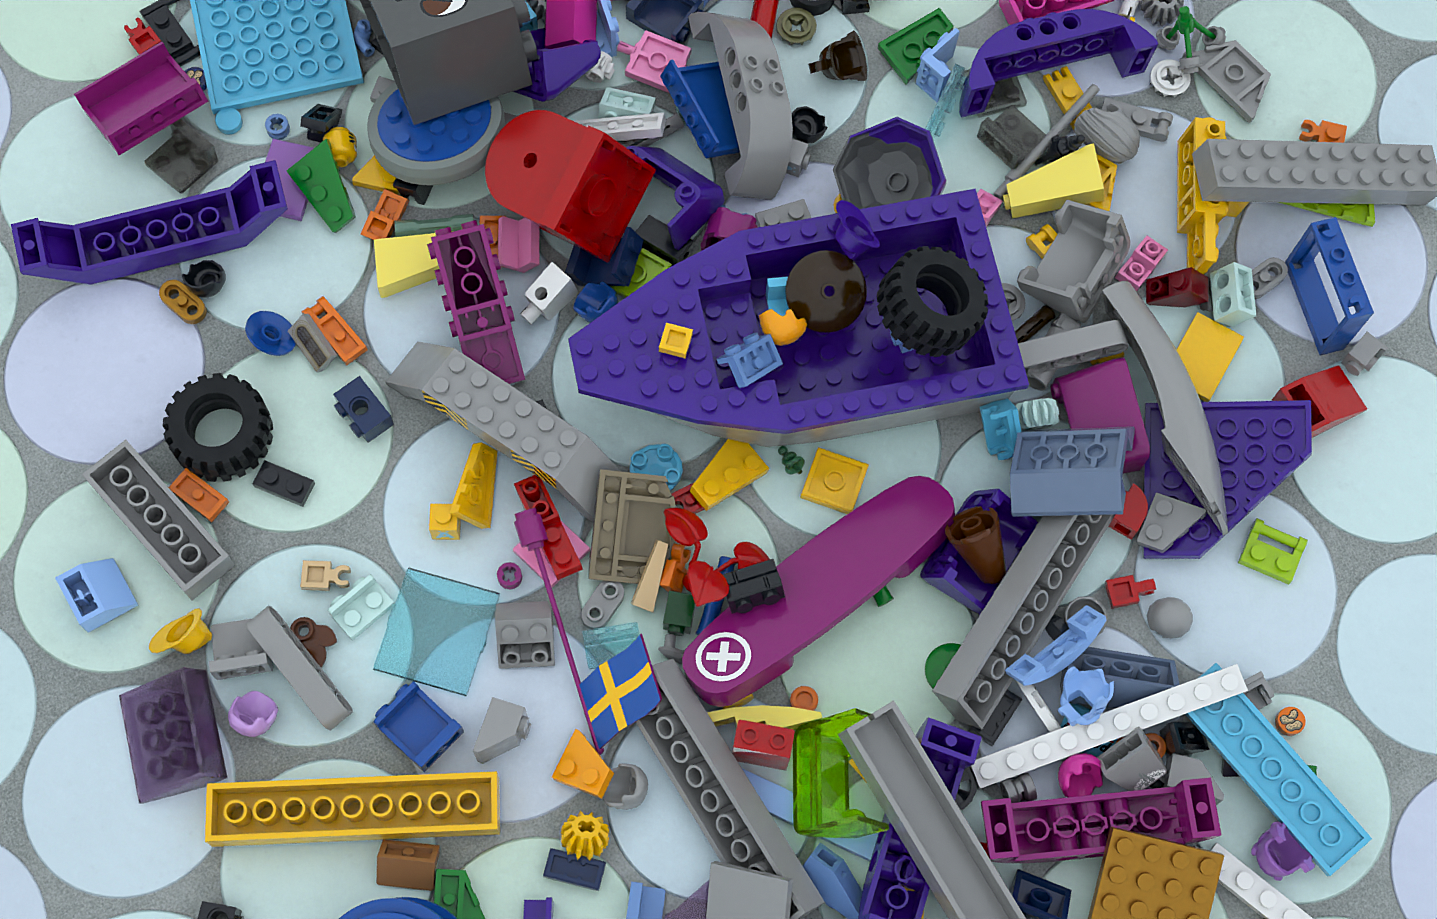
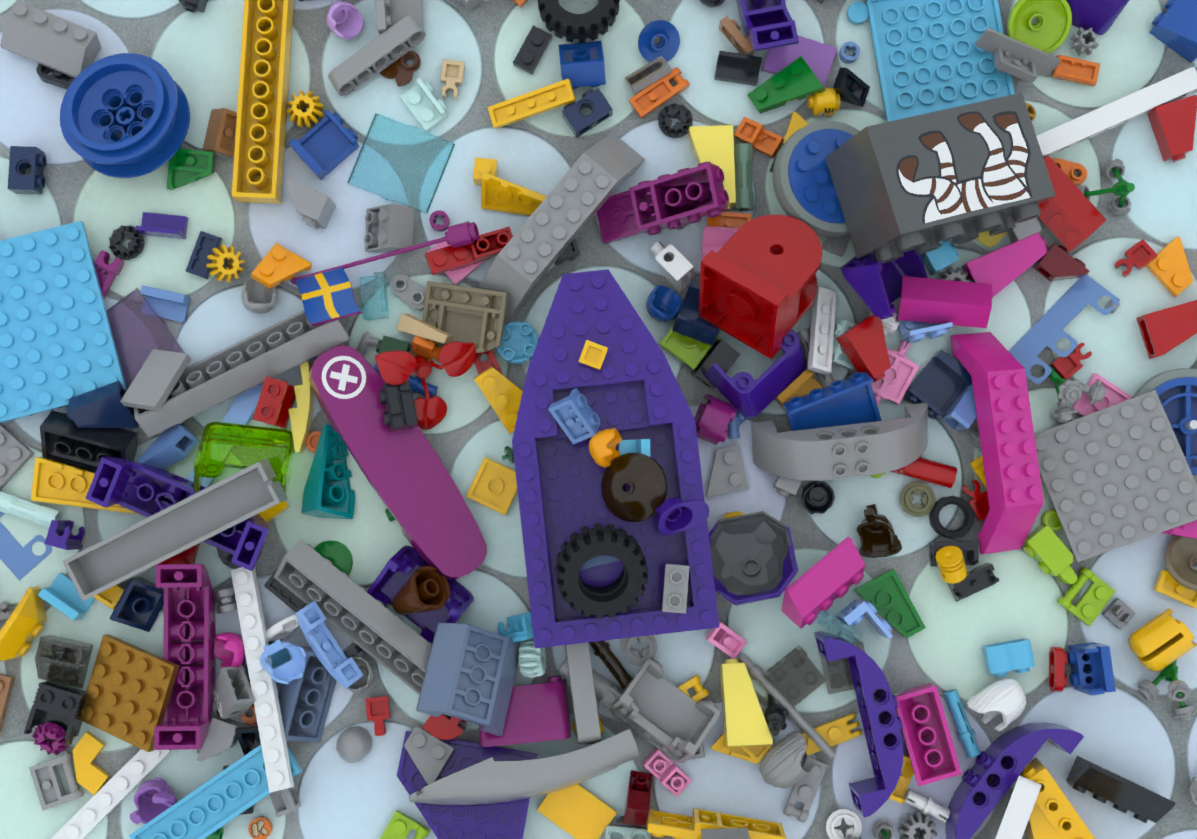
camera: 100 degrees right, 15 degrees up
(269, 242) = (732, 32): none -> medium nougat plate
(301, 245) = (737, 68): none -> black panel
(301, 420) = (582, 64): none -> blue slope
(355, 472) = (531, 103): none -> yellow plate
(363, 751) = (297, 105): none -> yellow gear
(372, 320) = (678, 129): none -> black gear
(629, 78) = (866, 347): none -> red slope
(686, 151) = (799, 387): none -> pearl gold panel
(860, 679) = (328, 482): none -> teal wedge
(907, 102) = (823, 584): none -> dark pink slope
(939, 229) = (675, 588): none -> light grey brick

